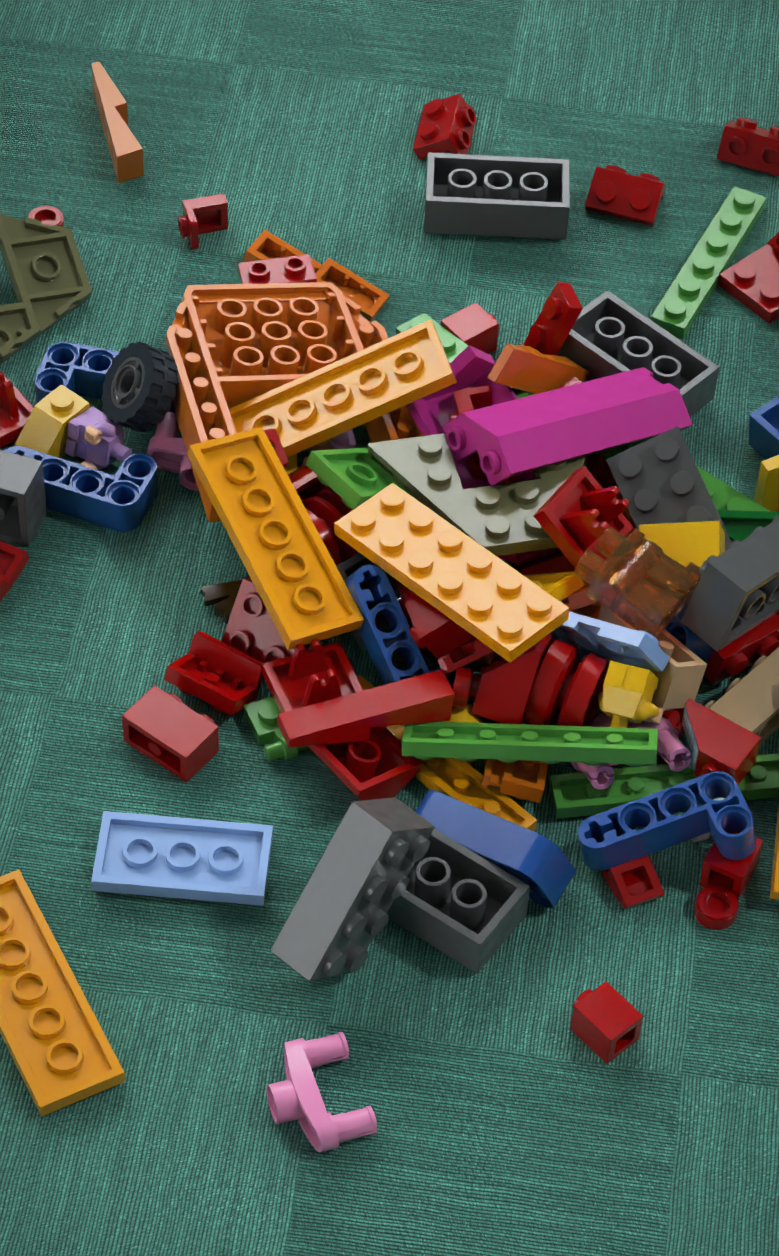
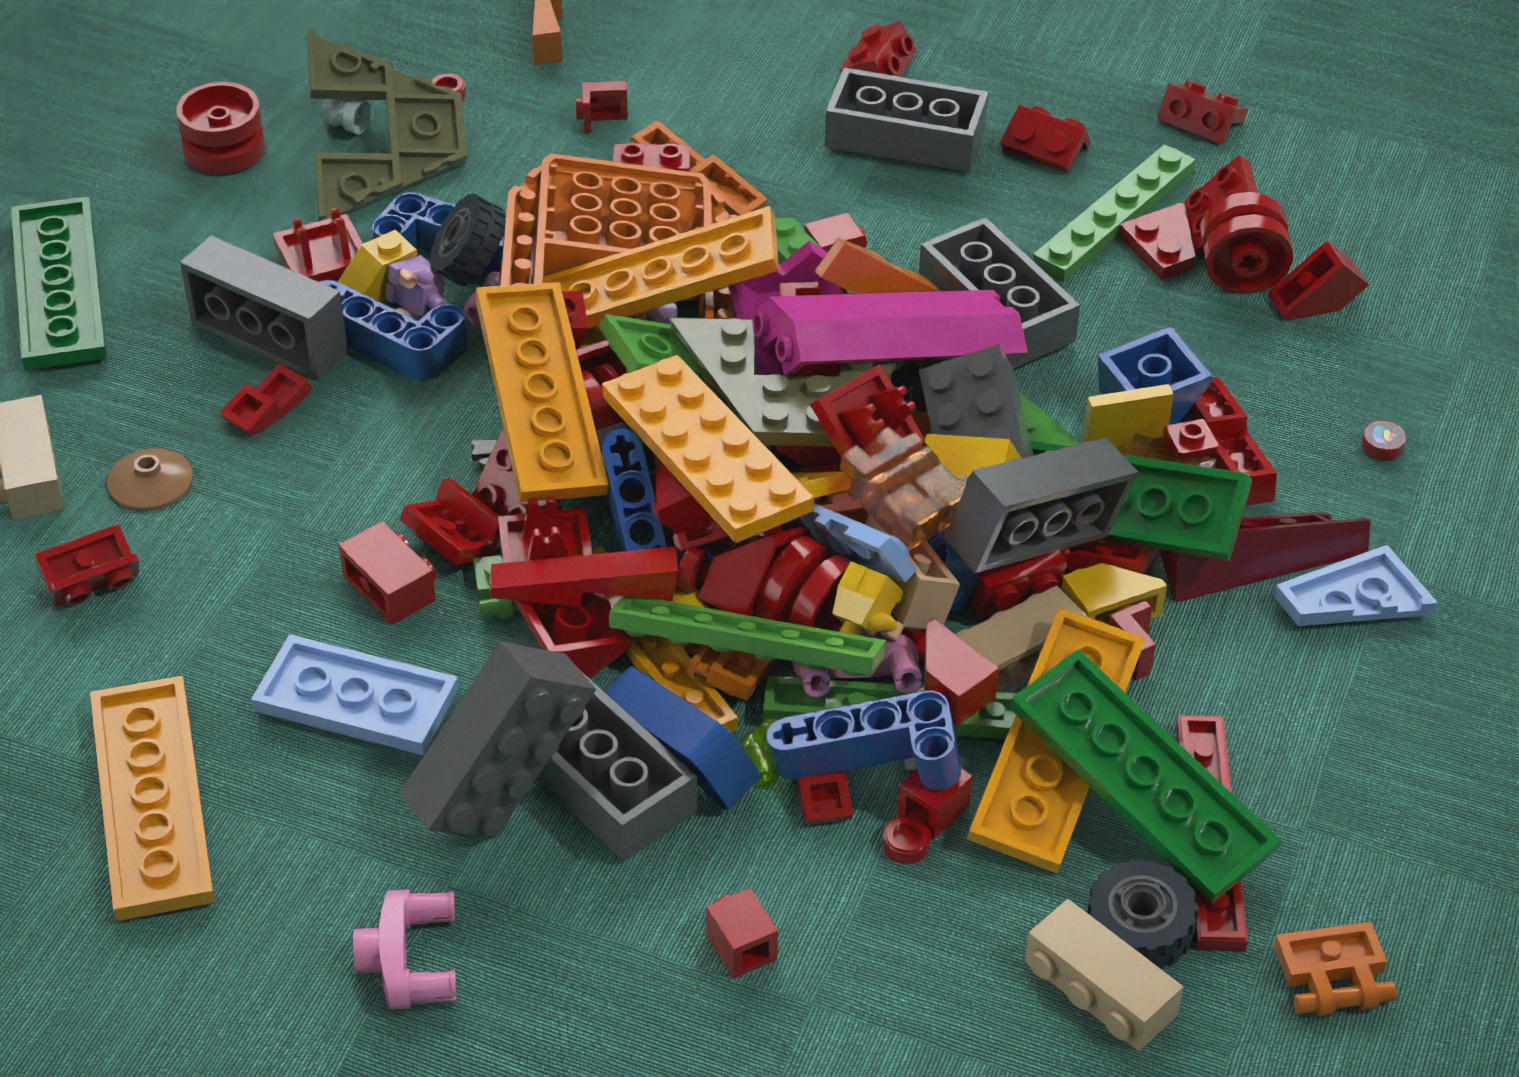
camera: 15 degrees right, 5 degrees down
(555, 320) = (919, 232): red plate -> none
(565, 837) = (759, 753): none -> clear neon green arm

